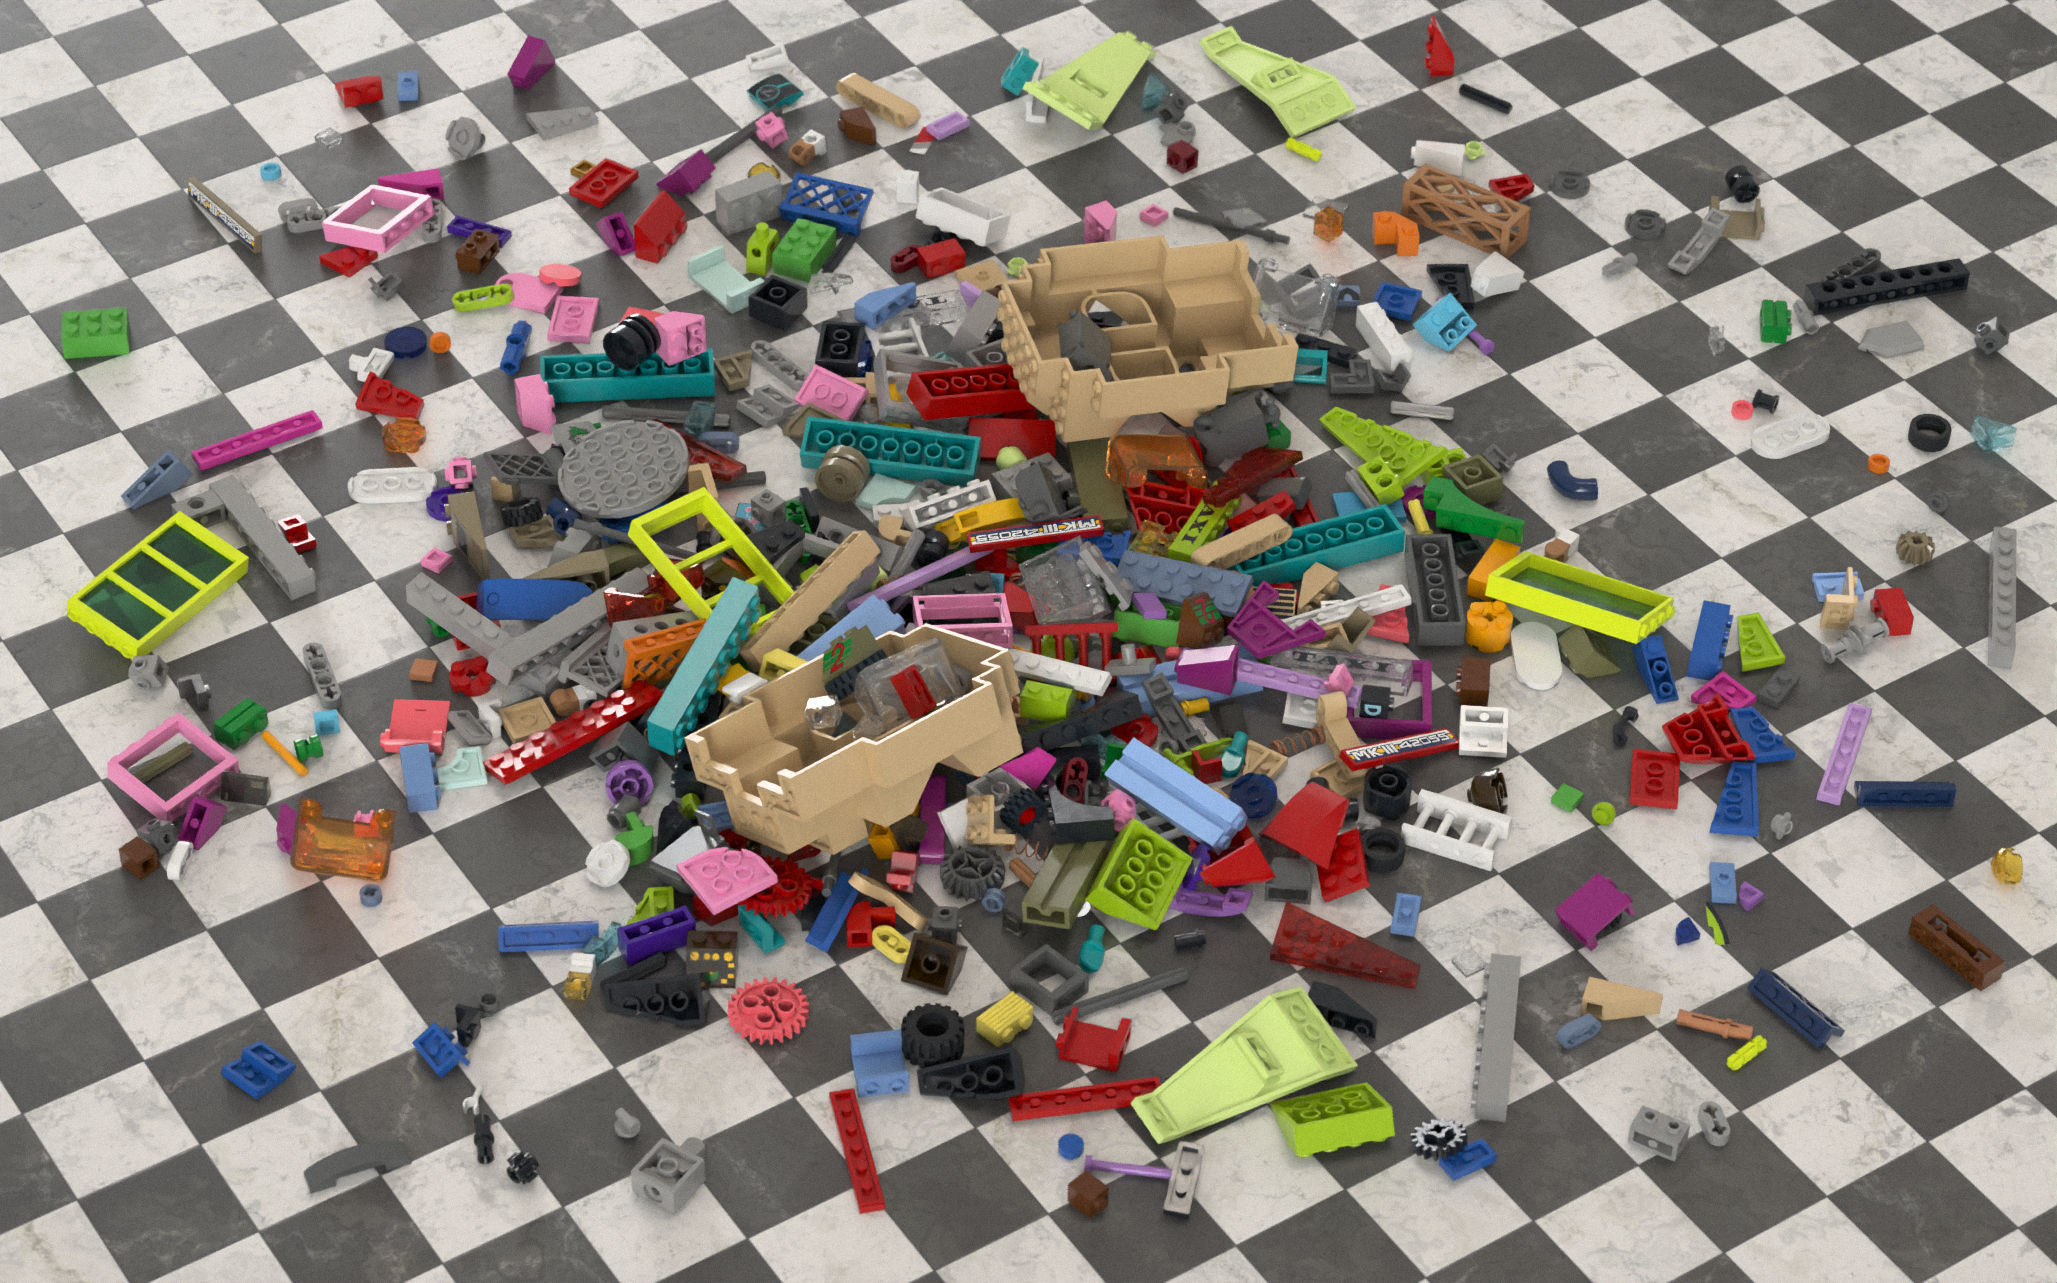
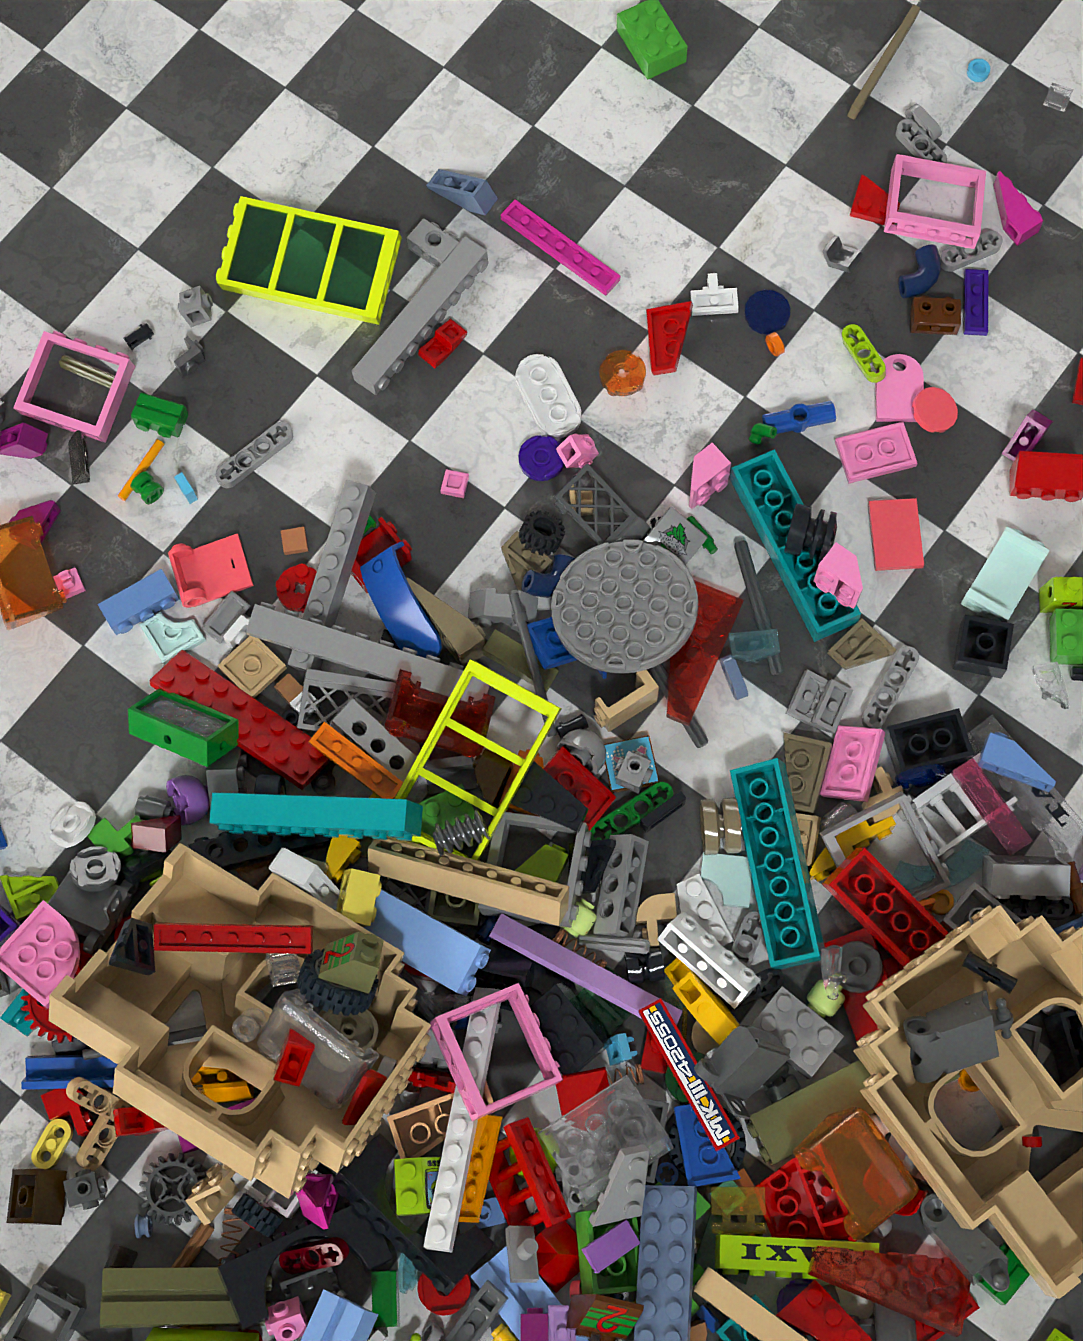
camera: 75 degrees right, 30 degrees up
(147, 719) = (139, 336): none -> black pin
(435, 245) = (926, 274): none -> dark blue cylinder
(467, 530) = (492, 494): dark tan slope -> none
(513, 367) = (759, 431): none -> green arm
(565, 755) = (183, 727): none -> green brick
(652, 803) = (157, 833): none -> dark red slope
(662, 844) = (95, 869): none -> tile
(757, 774) = (134, 948): none -> black wing
(771, 583) = (460, 832): none -> dark grey piece
(788, 721) = (233, 938): none -> red plate
(911, 329) = (991, 807): none -> clear pink plate
(963, 673) = (365, 1093): none -> red slope
(997, 432) = (862, 966): none -> dark grey tile
(1001, 444) = (831, 966): none -> clear slope
(1046, 329) = (989, 972): none -> black pin

